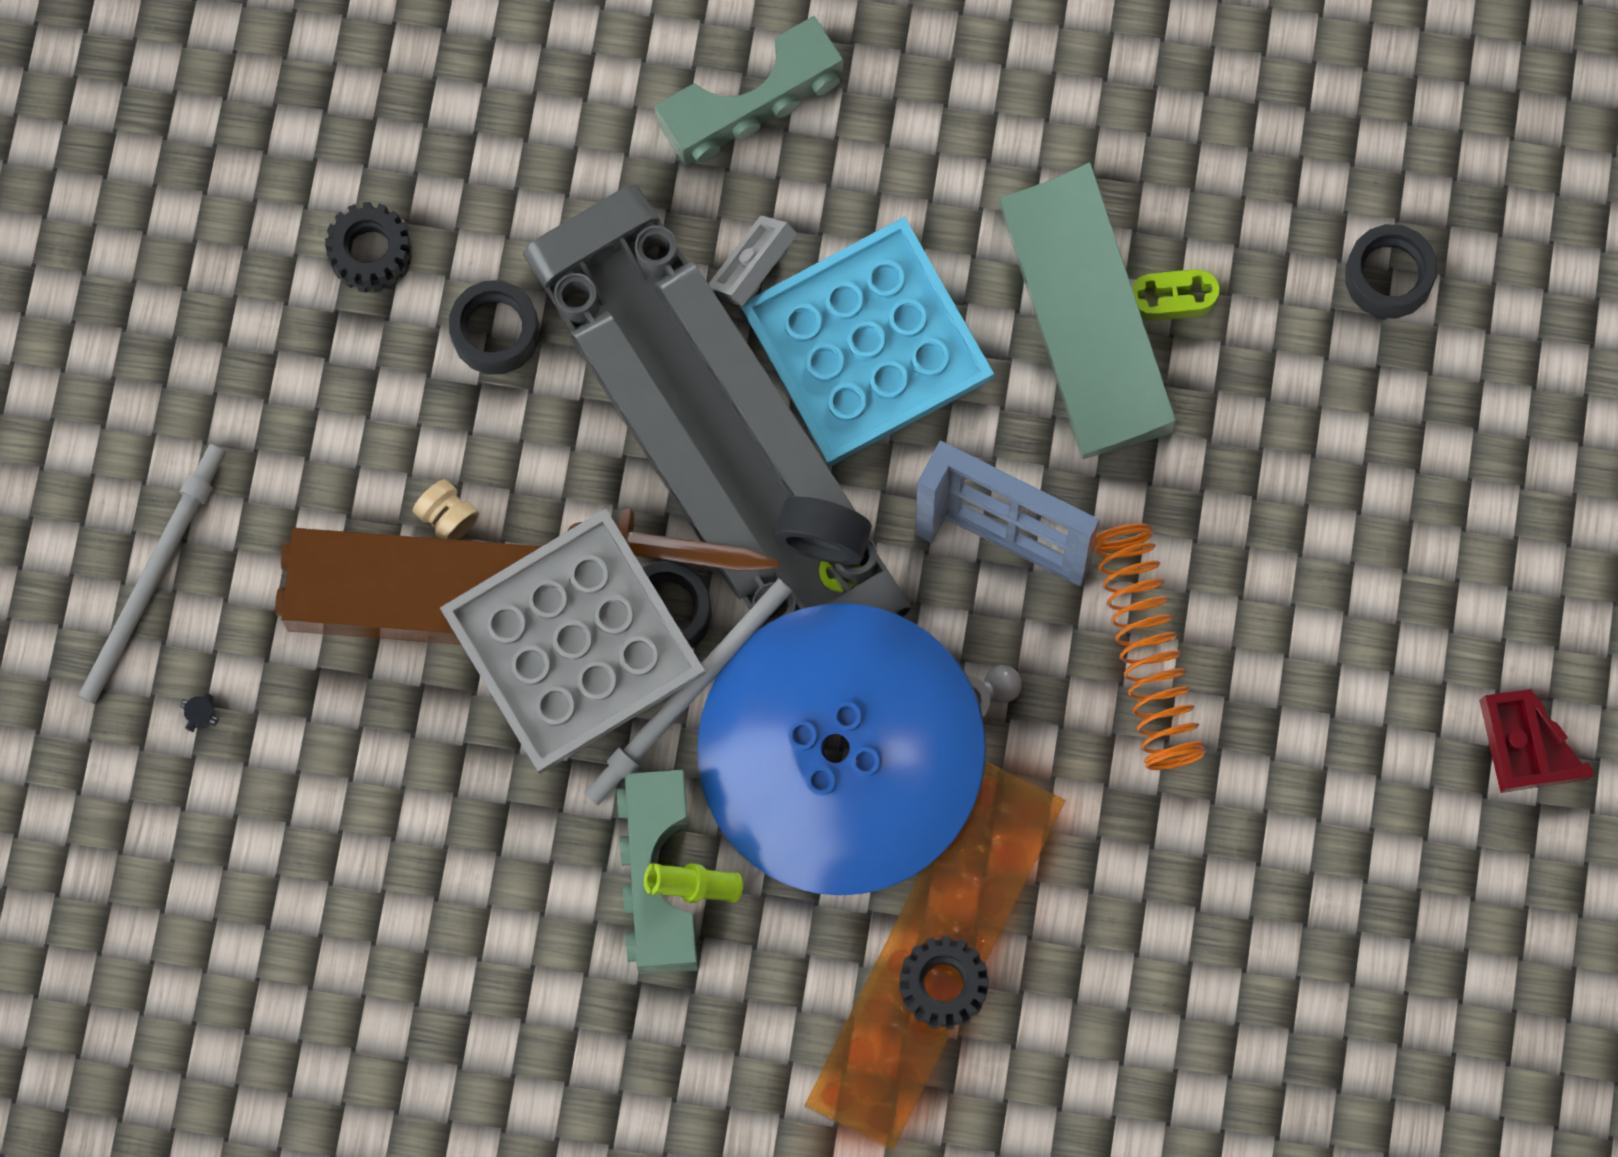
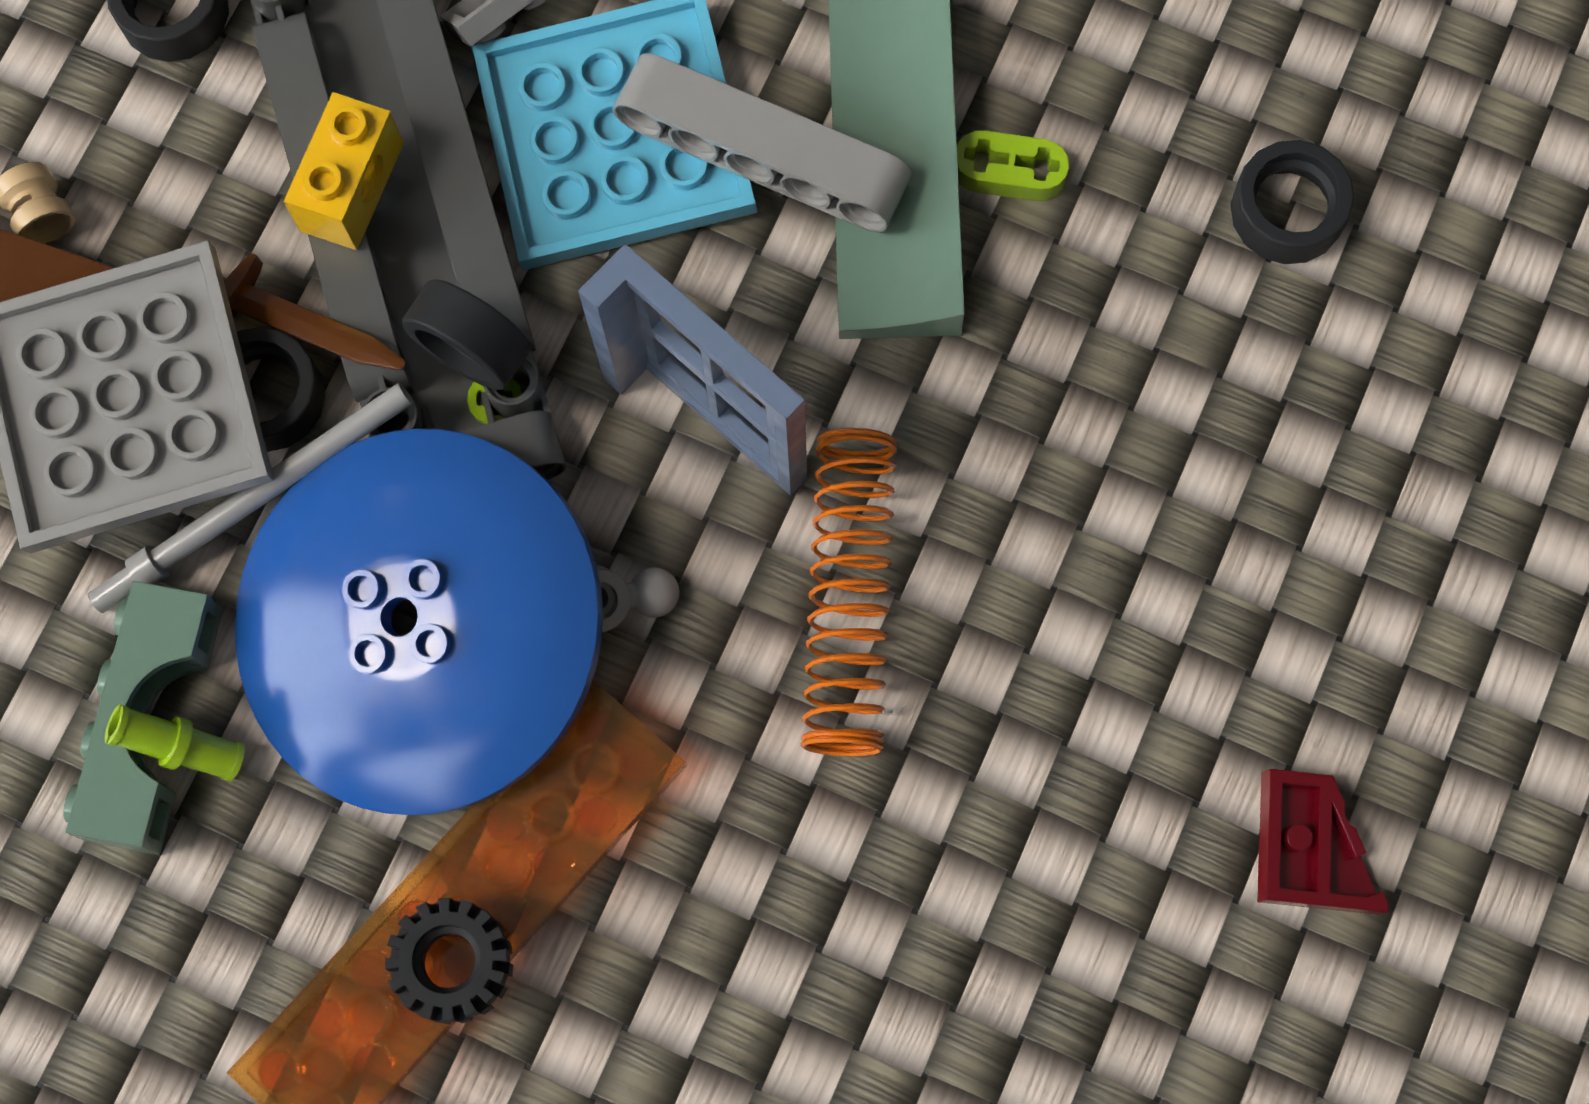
camera: 15 degrees right, 0 degrees up
(689, 430) = (344, 171): none -> yellow brick
(988, 327) = (762, 142): none -> light grey beam

